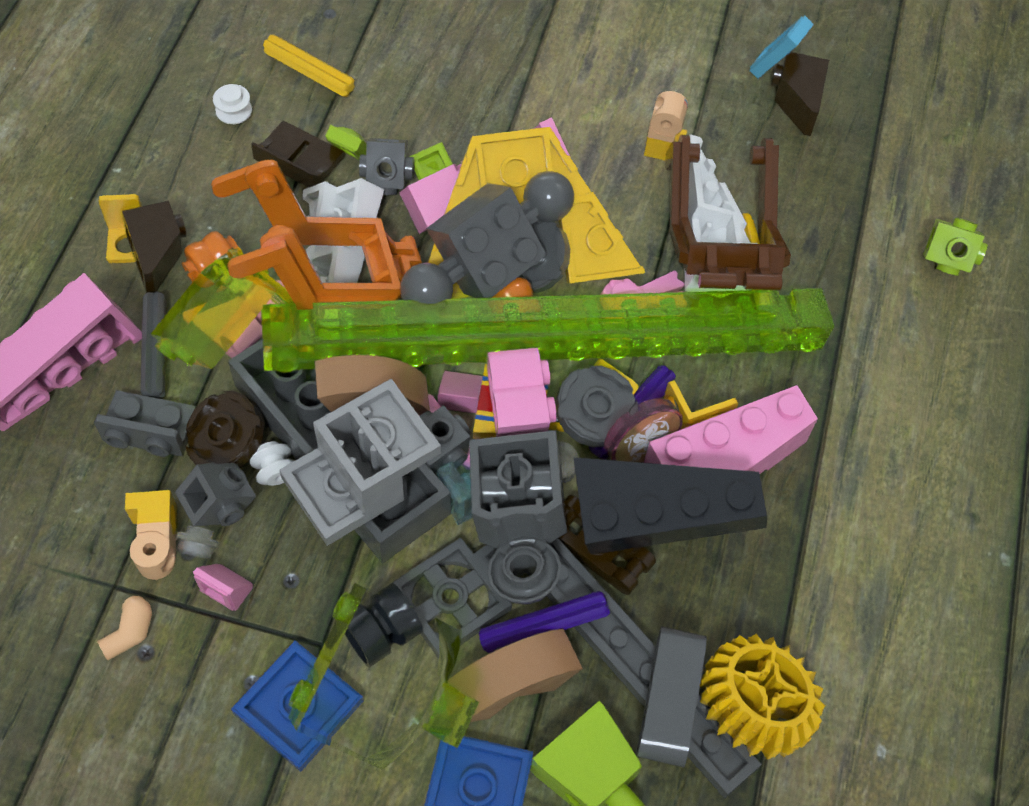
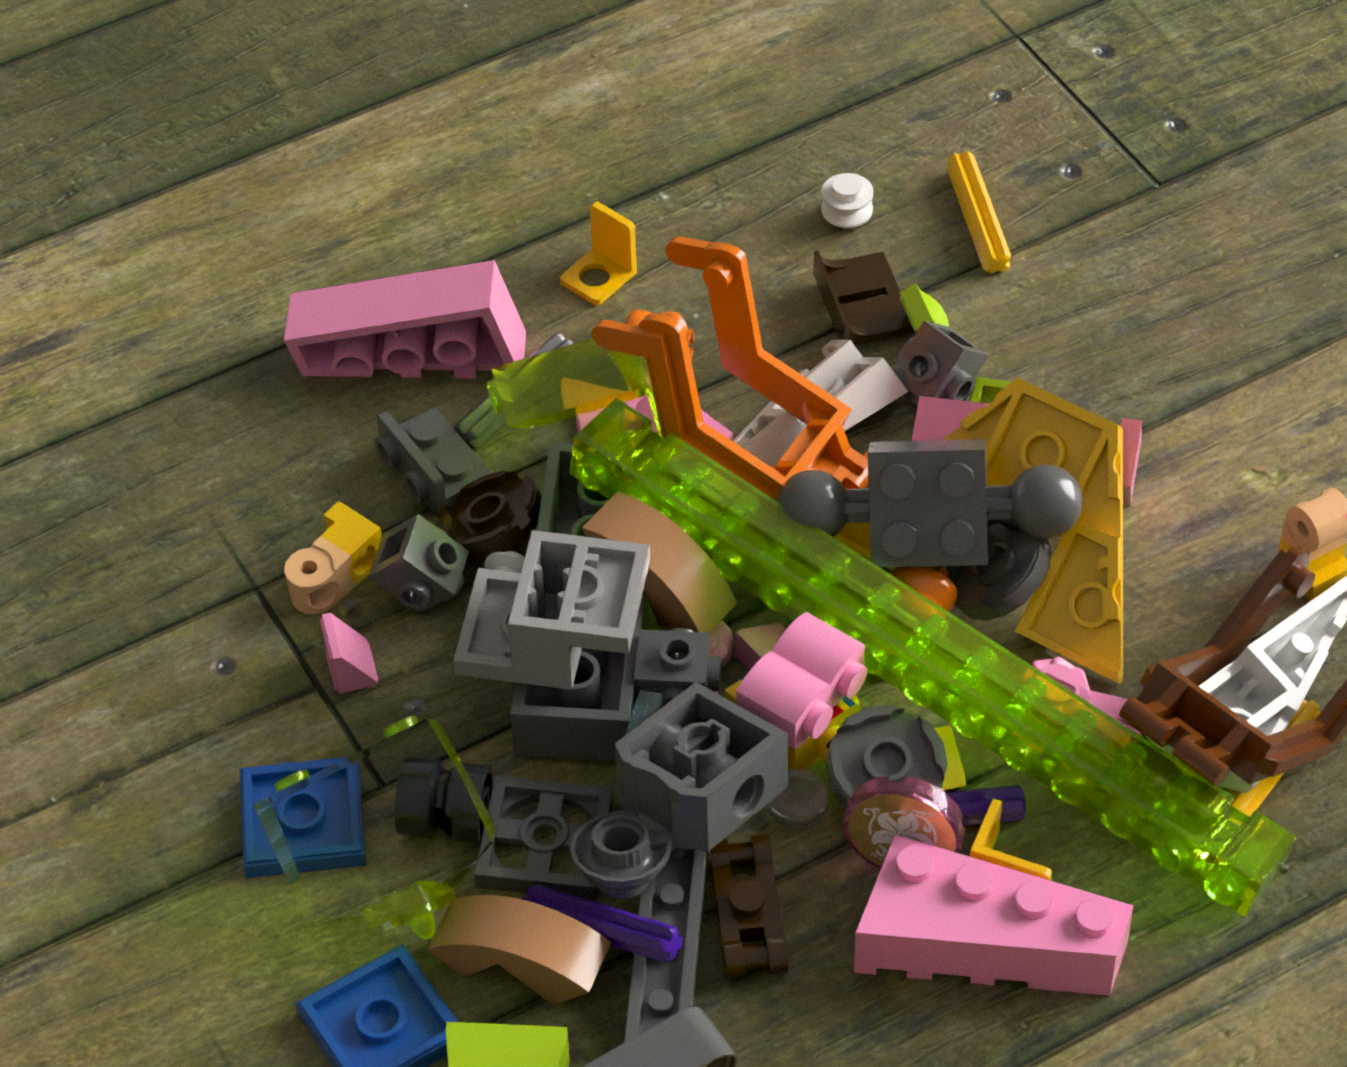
camera: 50 degrees right, 10 degrees down
(132, 628) = (229, 632): light nougat arm -> none
(154, 241) = (614, 283): dark brown slope -> none
(197, 542) = (362, 599): clear plate -> none
(661, 503) = (824, 892): black wedge -> none

